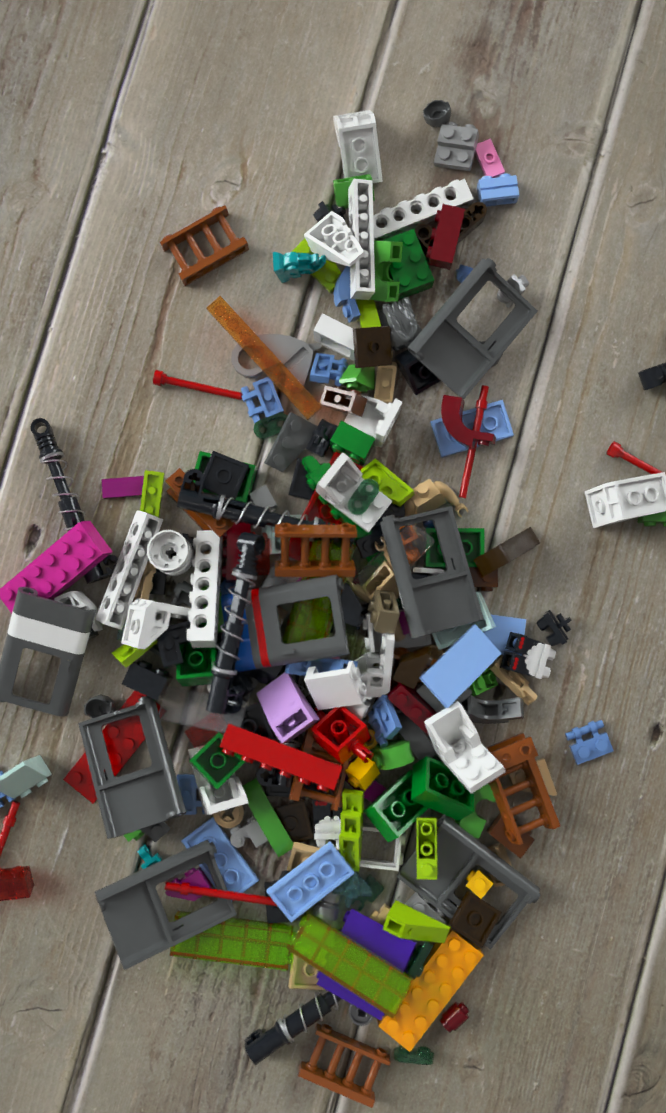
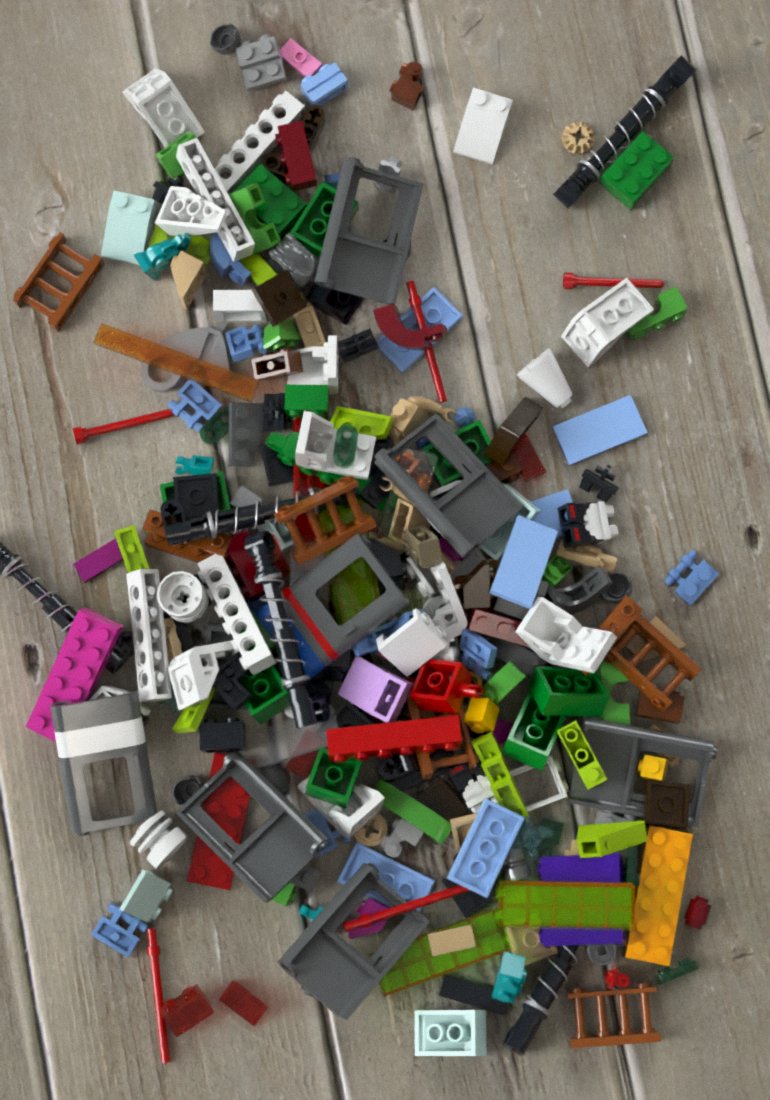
camera: 25 degrees left, 5 degrees down
(55, 736) = (159, 839): none -> white wheel
(60, 899) = (243, 1003): none -> clear red hinge
(174, 734) = (277, 776): none -> dark grey hair
(209, 1010) = (450, 1033): none -> light aqua slope
(239, 450) = (196, 466): none -> teal plate
(243, 987) = (470, 994): none -> black tile
(246, 939) = (451, 940): none -> tan slope
(276, 994) = (509, 977): none -> teal brick
(282, 227) = (128, 226): none -> light aqua slope
(308, 292) = (188, 276): none -> tan slope
(361, 1039) = (615, 978): none -> red hinge
(416, 417) = (357, 345): none -> black hips
(432, 297) = (313, 222): none -> green brick
(473, 519) = (464, 417): none -> medium blue plate
(507, 580) = (528, 459): none -> clear red hinge
(528, 724) = (619, 589): none -> dark grey hair
(555, 521) = (547, 379): none -> white cone
(563, 227) = (405, 90): none -> copper brick
(576, 584) = (599, 430): none -> light blue tile
(609, 287) = (483, 126): none -> white slope

